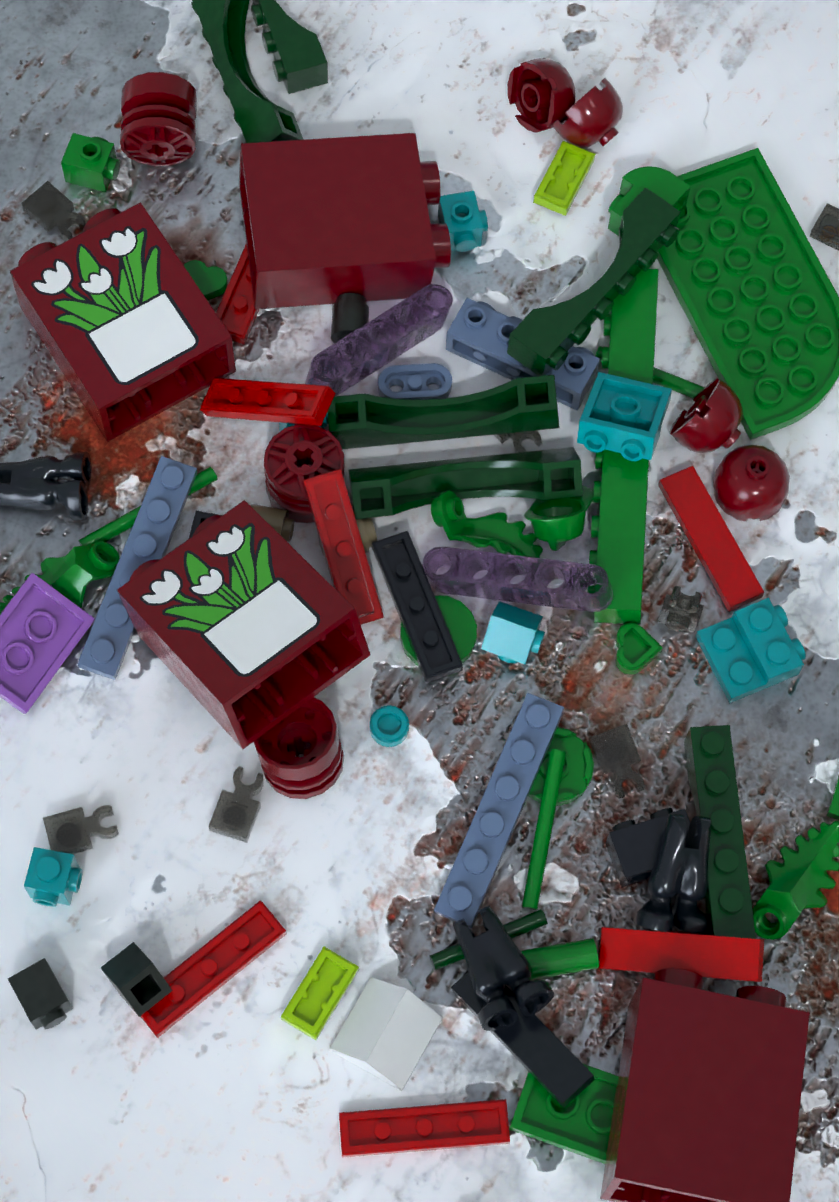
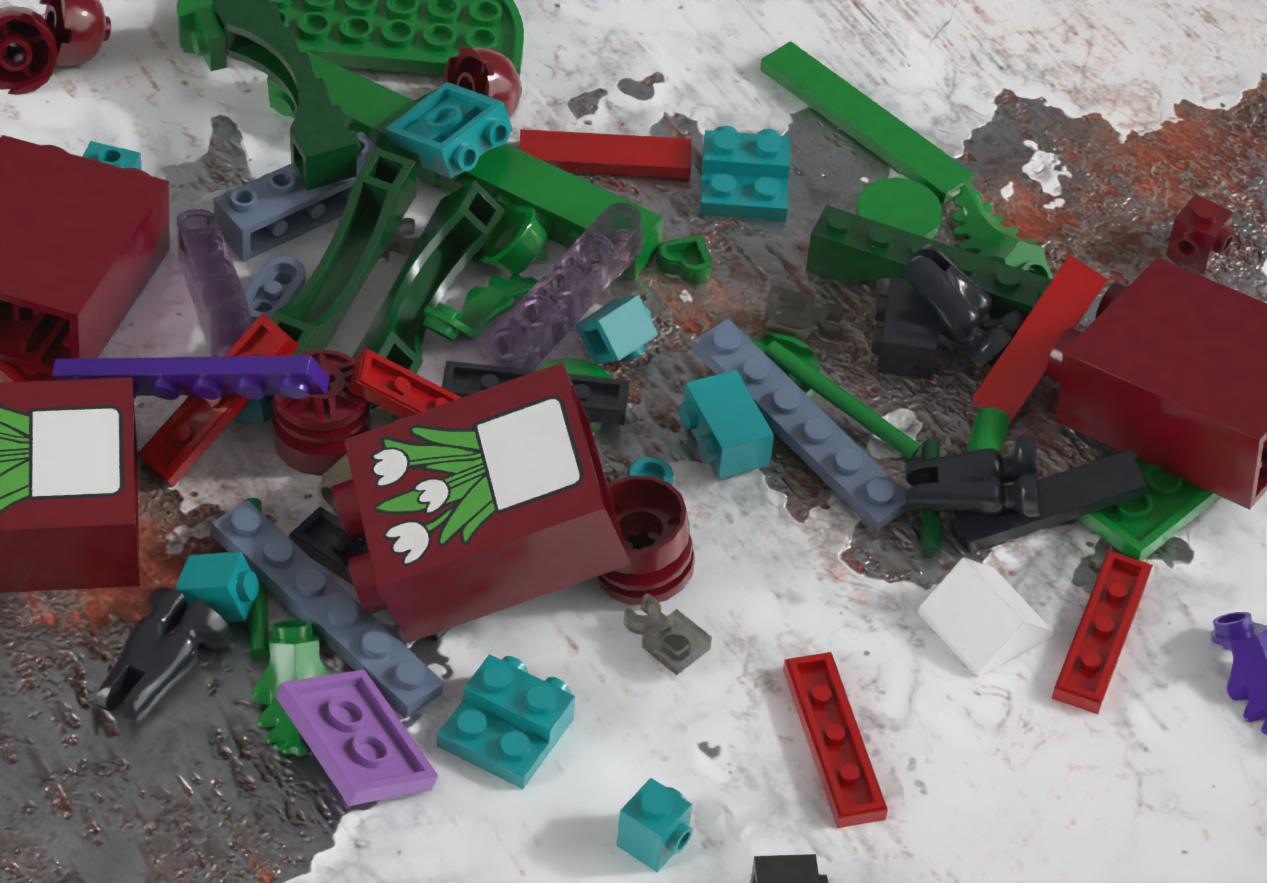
camera: 65 degrees left, 20 degrees down
(72, 831) = (607, 786): clear smoke plate -> none
(103, 735) = (508, 720): none -> teal plate
(111, 489) = (221, 583): none -> teal brick
(136, 979) = (820, 790): pearl dark grey brick -> none
(258, 382) = (205, 376): none -> dark purple plate
(319, 993) = (916, 651): lime plate -> none
(348, 315) = (160, 311): pearl dark grey brick -> none
(460, 754) = (726, 424): none -> teal brick
(564, 178) = (121, 82): lime plate -> none
(681, 611) = (679, 196): clear smoke plate -> none
(751, 483) = (568, 95): dark red cylinder -> none
(787, 785) = (902, 206): none -> green tile

